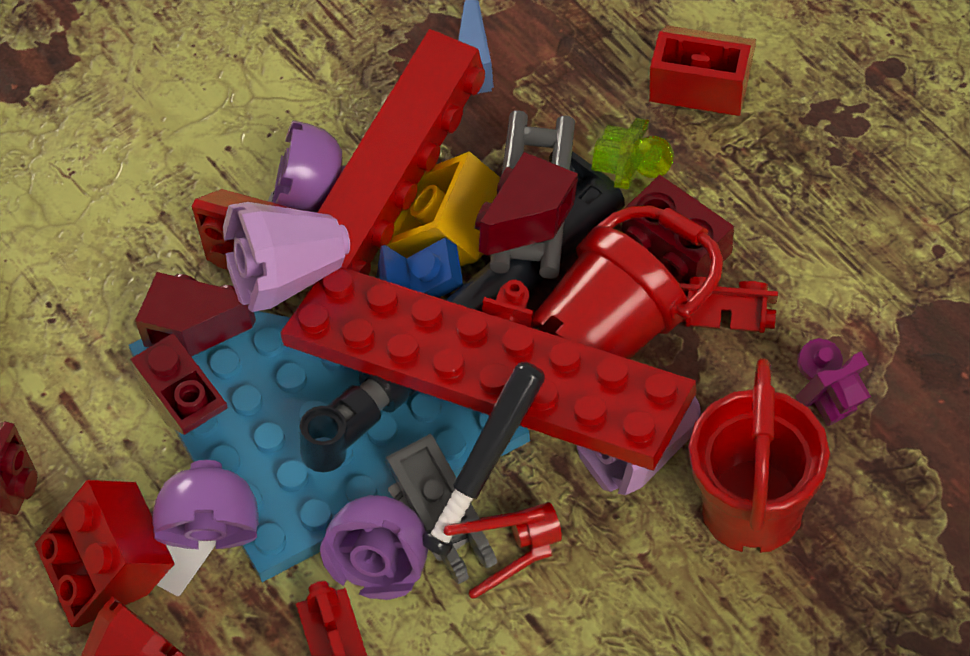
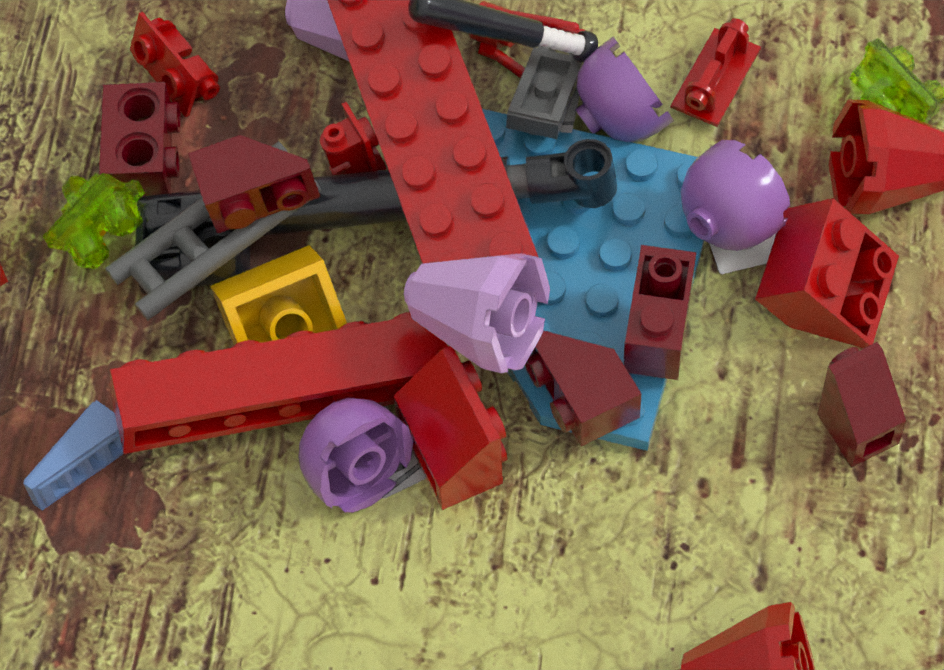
camera: 135 degrees left, 5 degrees up
(429, 271) = (370, 265): blue slope -> none
(620, 291) = (259, 91): red piece -> none

